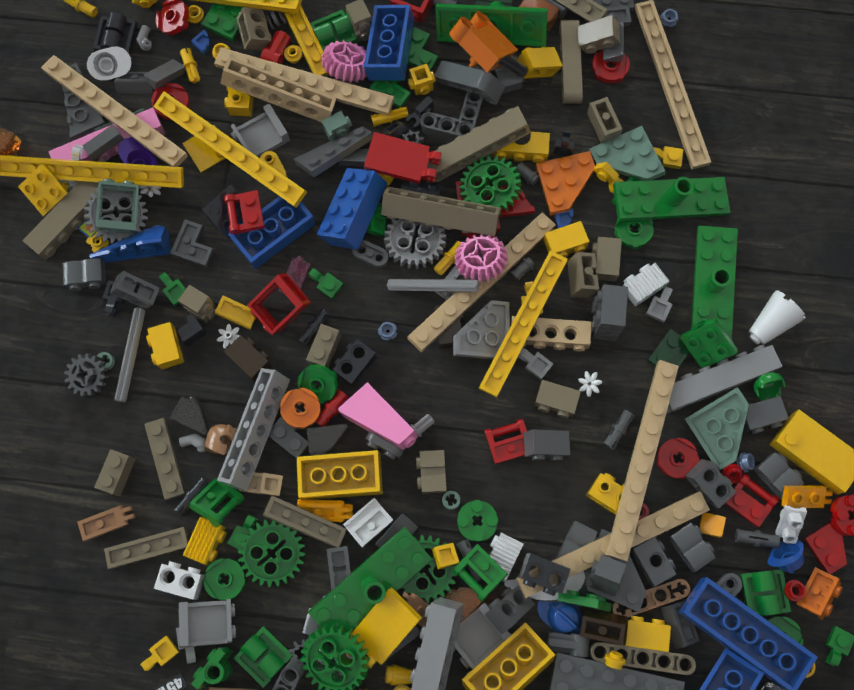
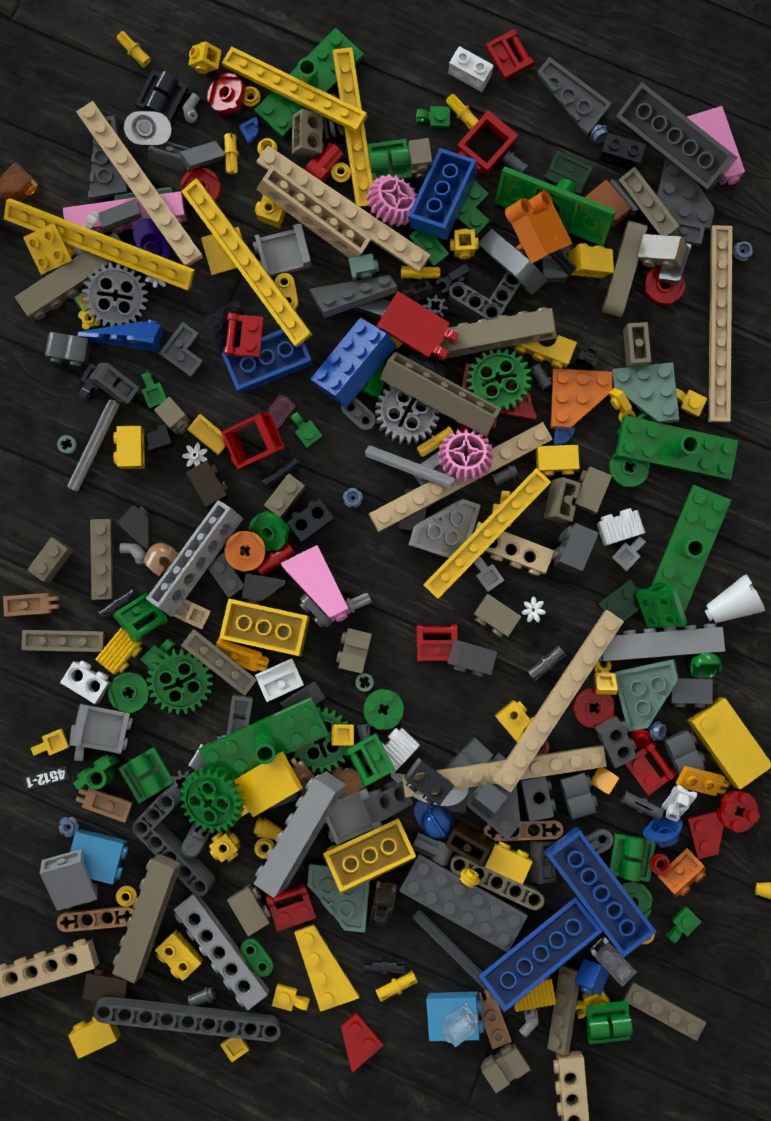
camera: 10 degrees right, 10 degrees up
(81, 368) = (45, 463): dark grey gear -> none
(117, 226) = (111, 312): sand green window -> none
(590, 601) = (465, 818): green plate -> none
(679, 429) = (604, 681): none -> yellow plate

